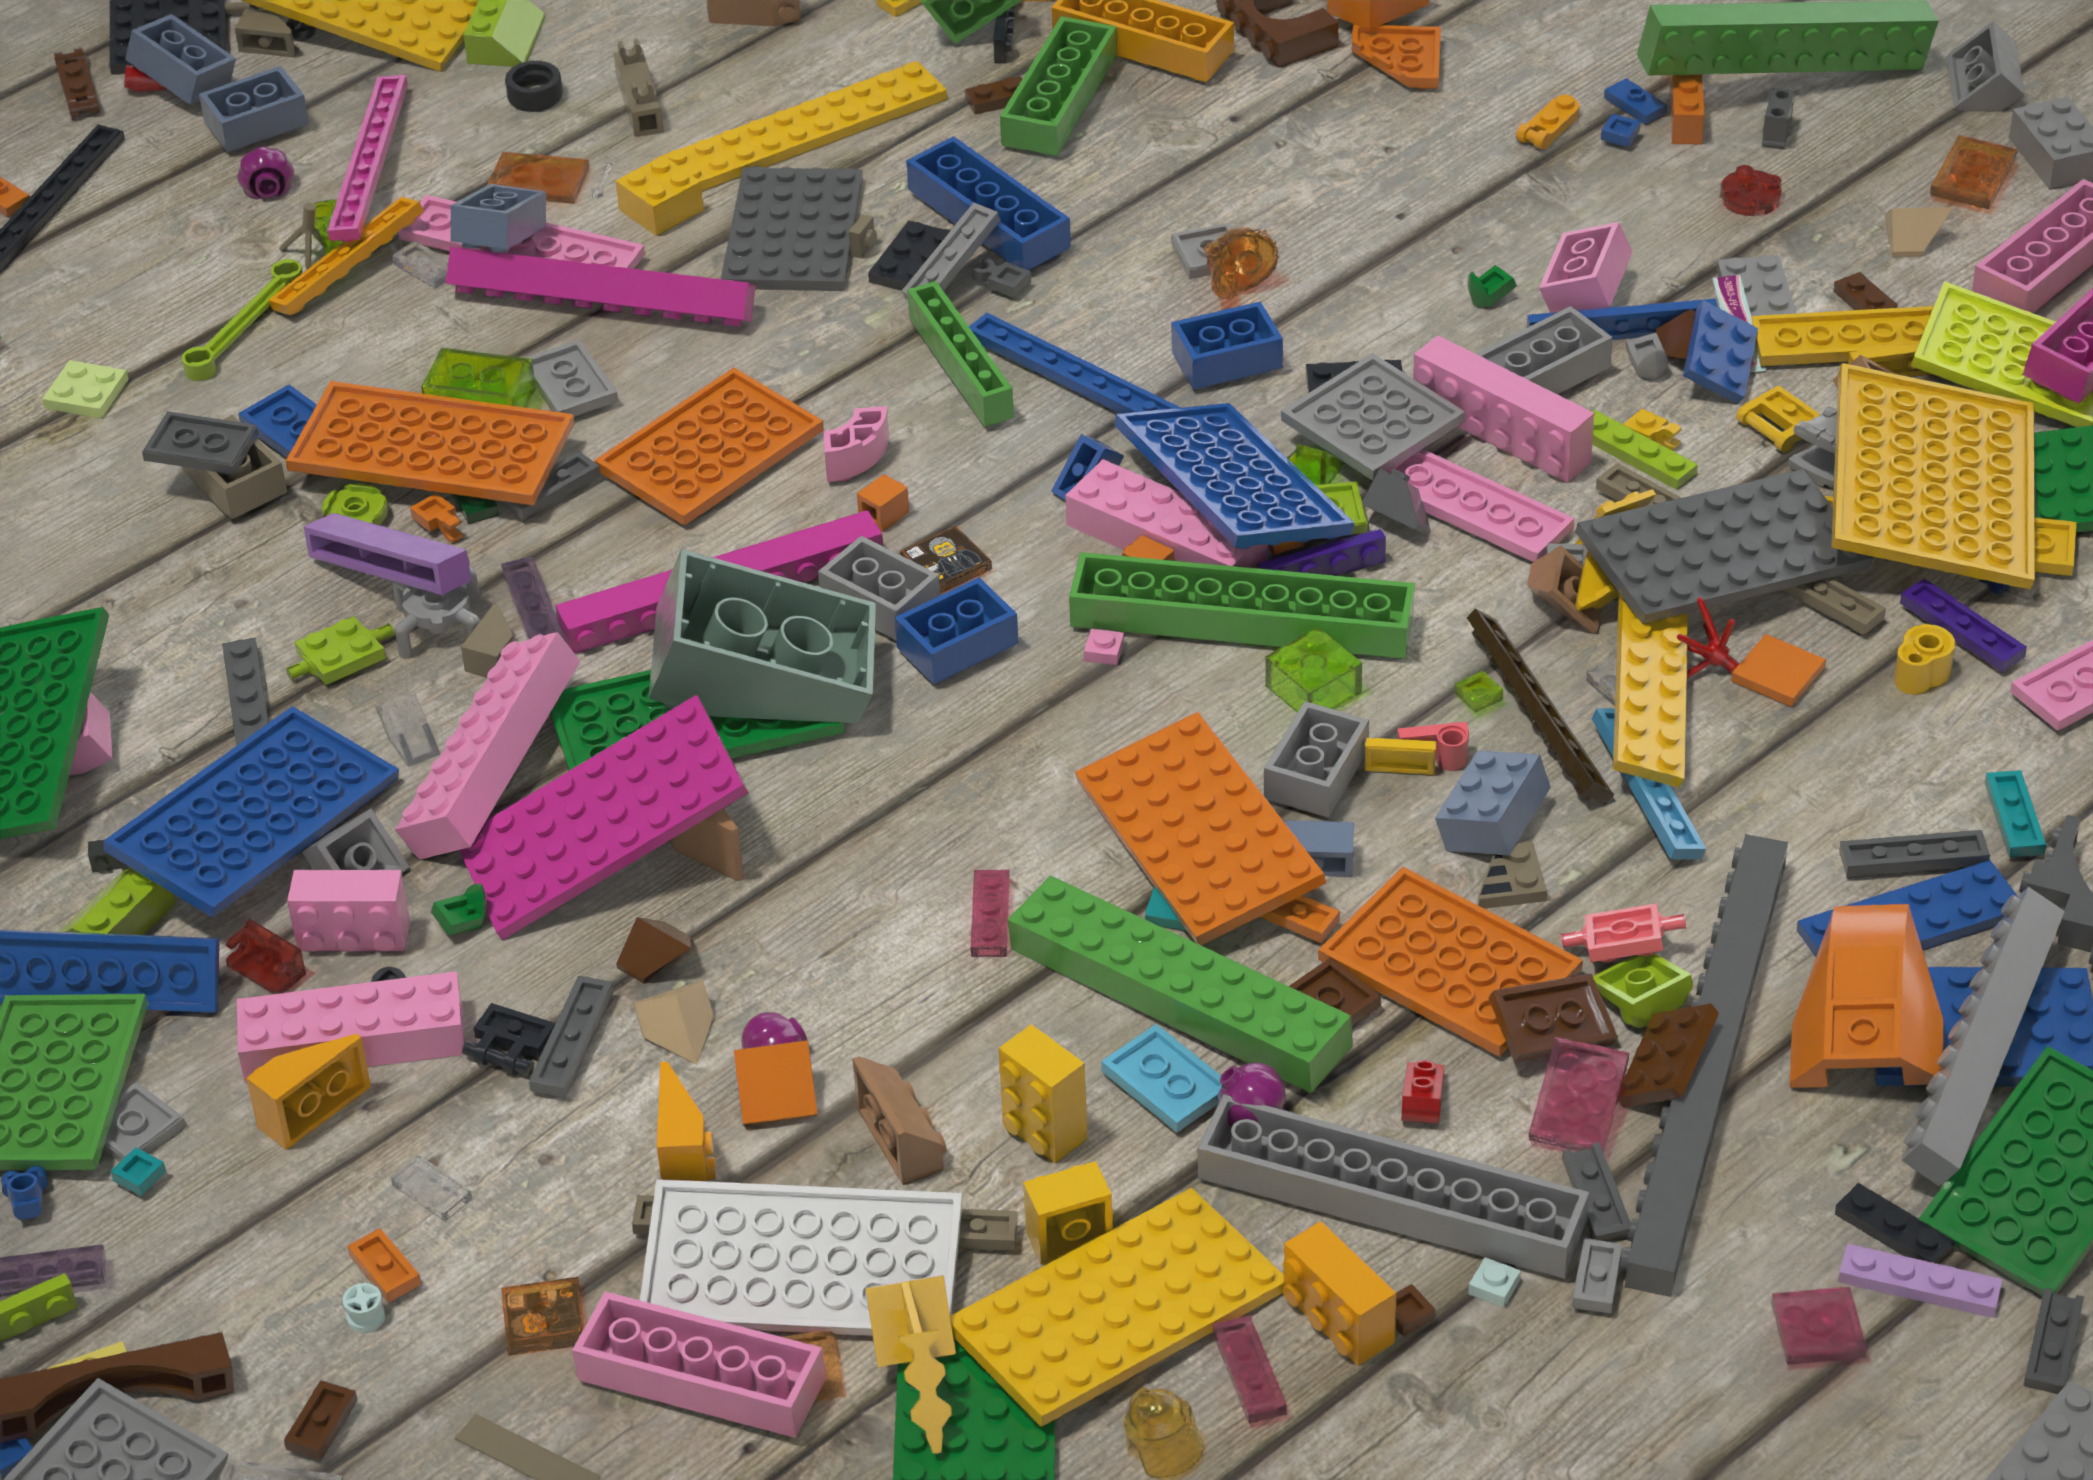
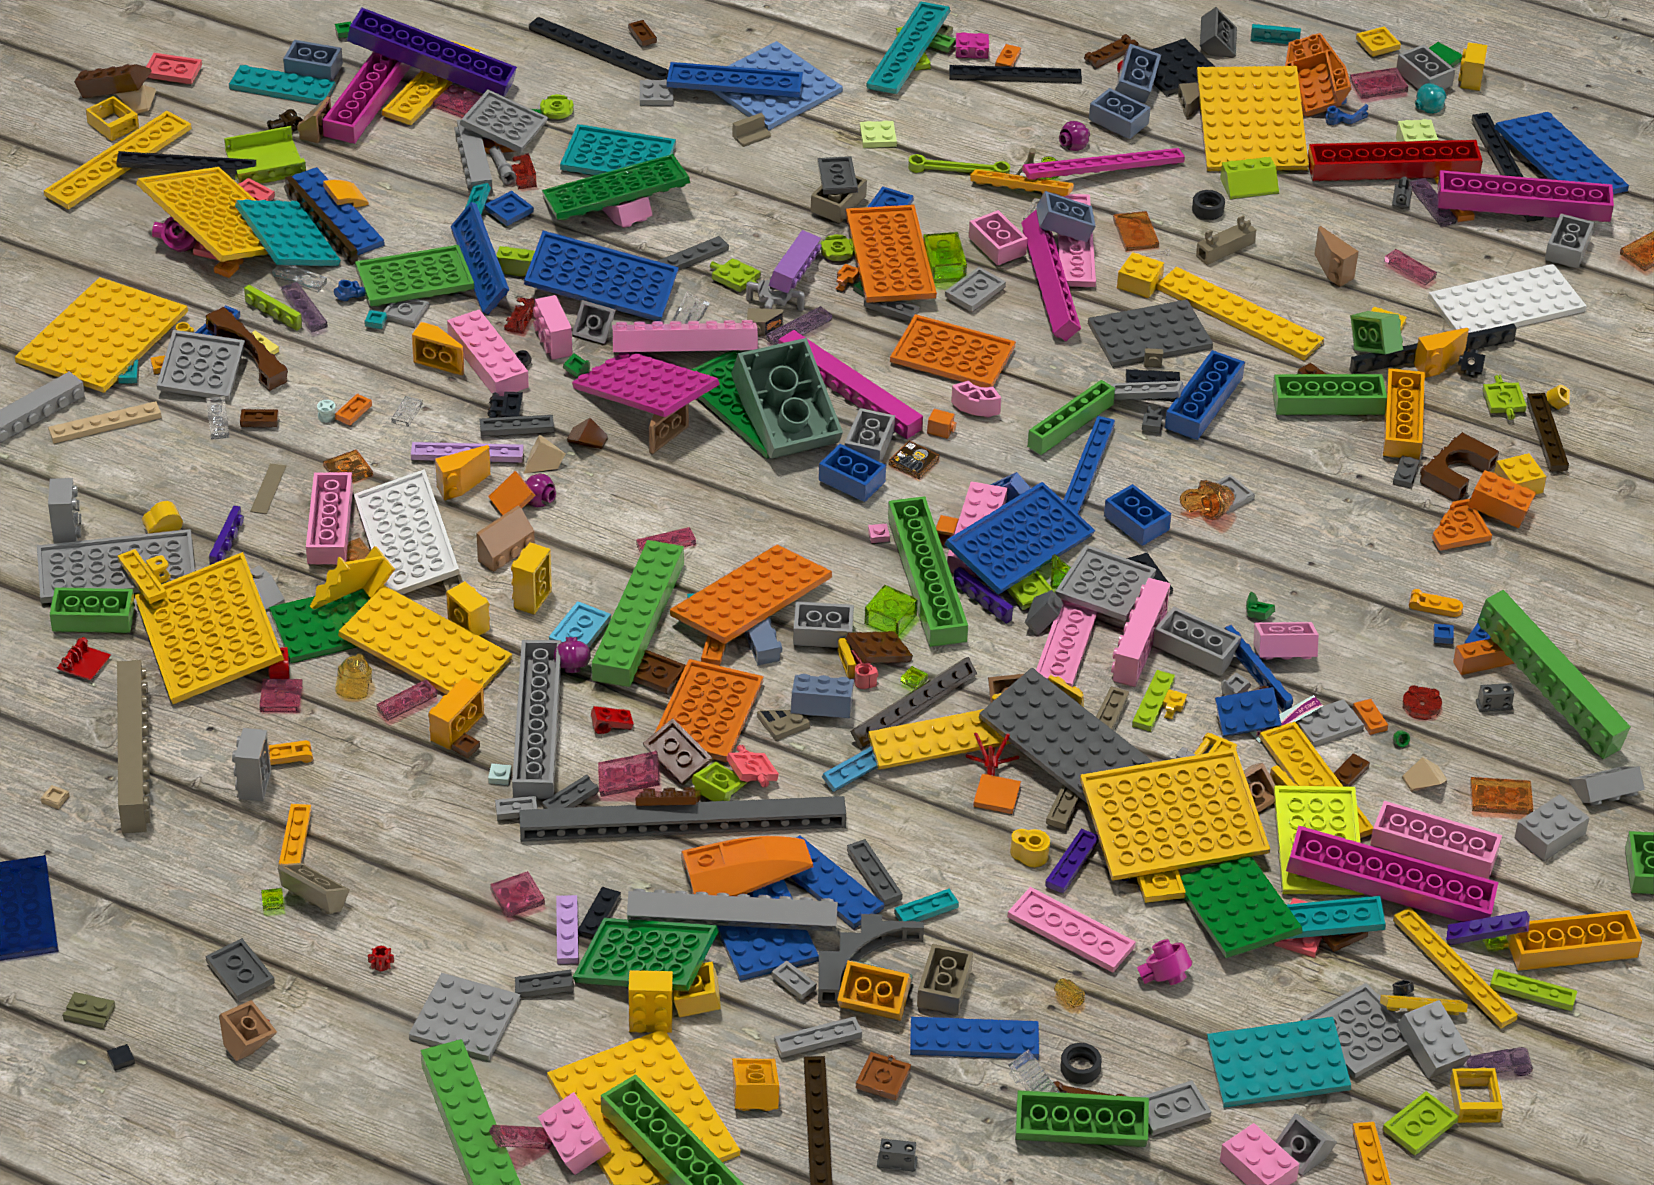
camera: 65 degrees right, 0 degrees up
(470, 316) = (998, 237): none -> bright pink brick
(605, 1125) = (498, 452): none -> lavender plate
(1253, 70) = (1406, 472): none -> dark grey plate
(1399, 707) = (879, 647): none -> reddish brown plate
(1757, 245) = (1370, 716): none -> orange plate
(1818, 230) = (1404, 737): none -> green hinge

